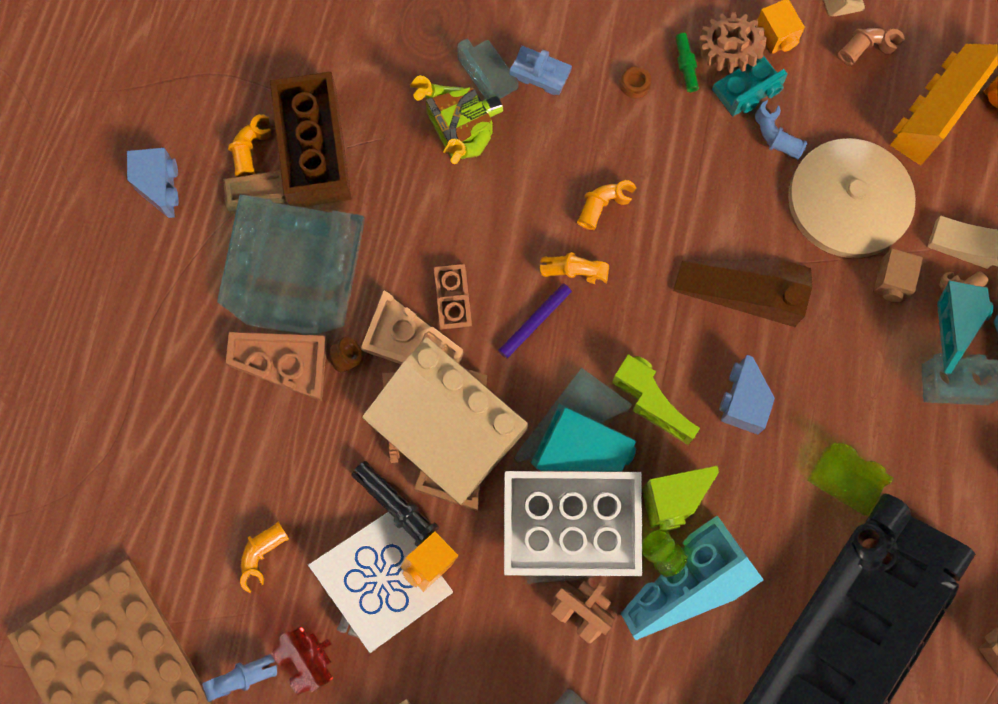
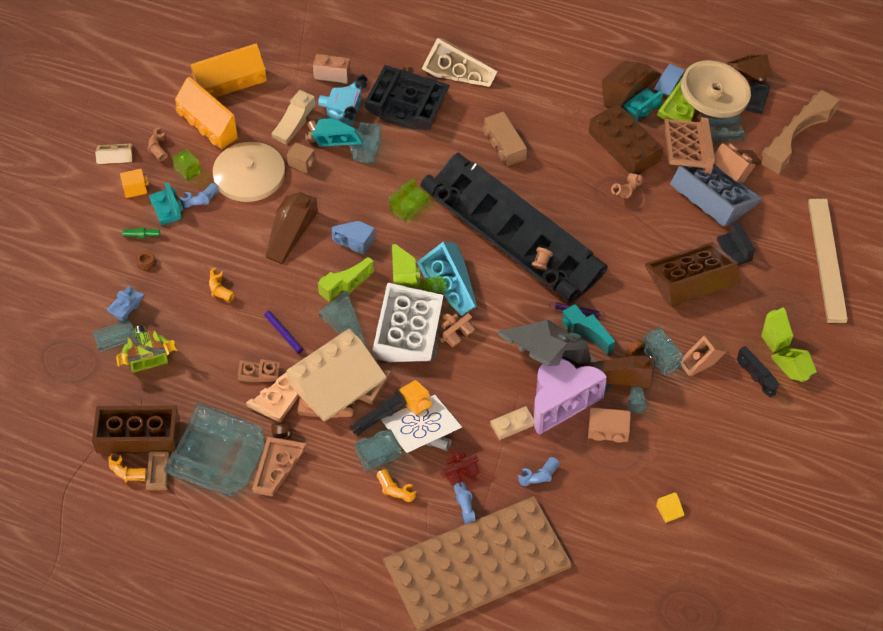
camera: 80 degrees left, 20 degrees down
(152, 176) = (136, 525): medium blue slope -> none
(322, 514) = (377, 450): none -> clear light blue brick
(573, 265) = (256, 304): light orange piece -> none
(582, 444) = (363, 314): teal slope -> none
(732, 42) = (137, 206): nougat gear -> none
(837, 95) = (186, 164): none -> clear neon green brick

